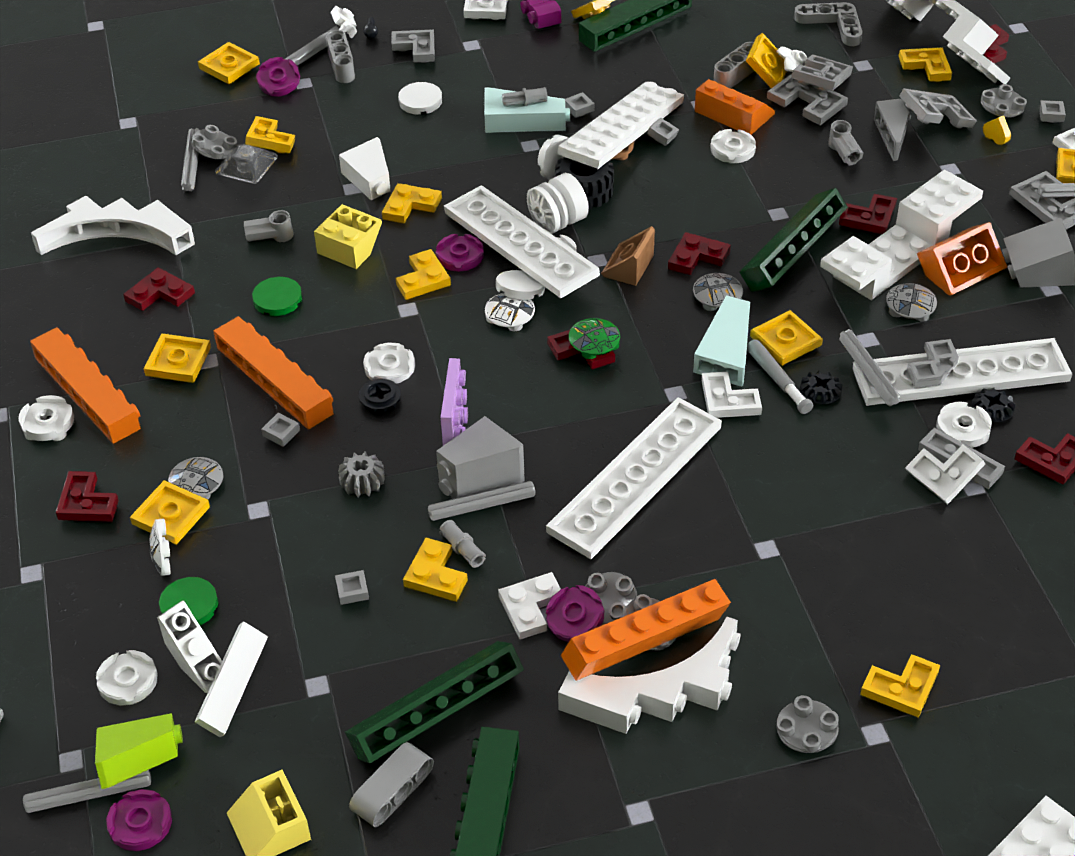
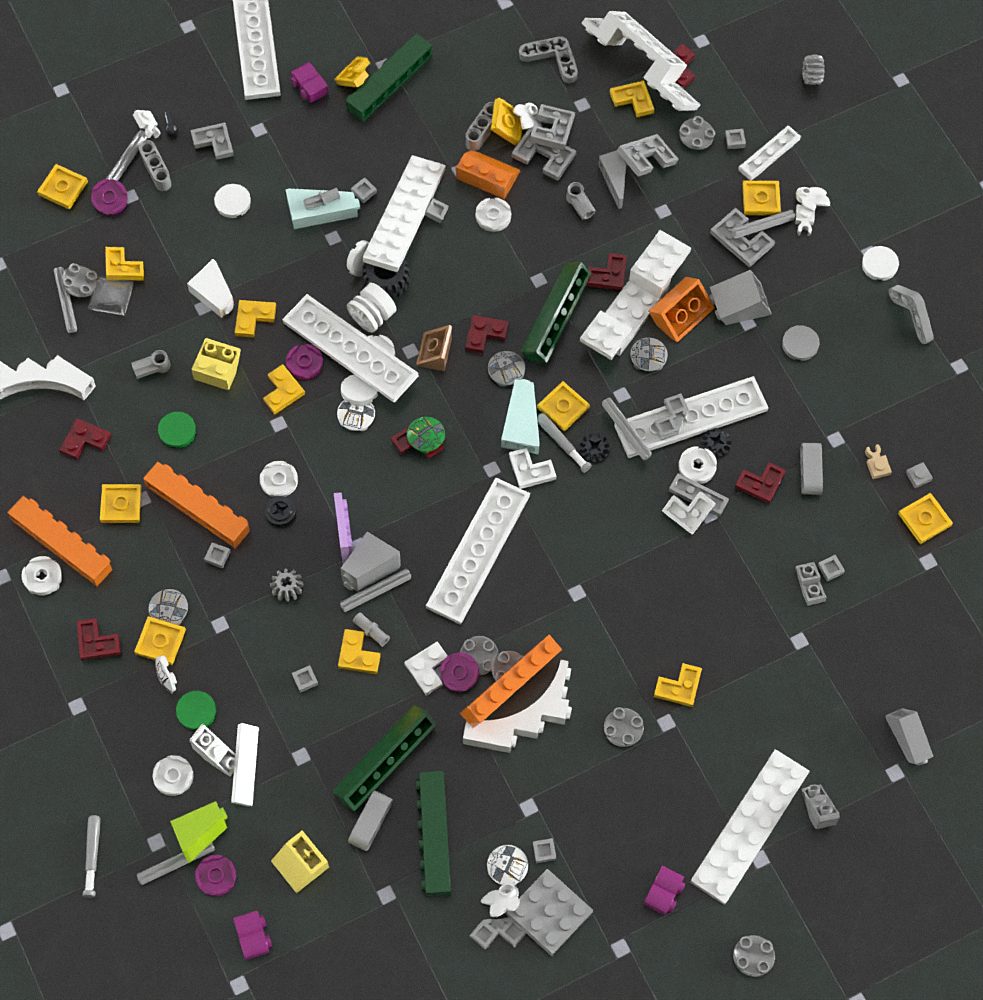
camera: 15 degrees left, 20 degrees up
(997, 130) = (695, 167): yellow tile -> none

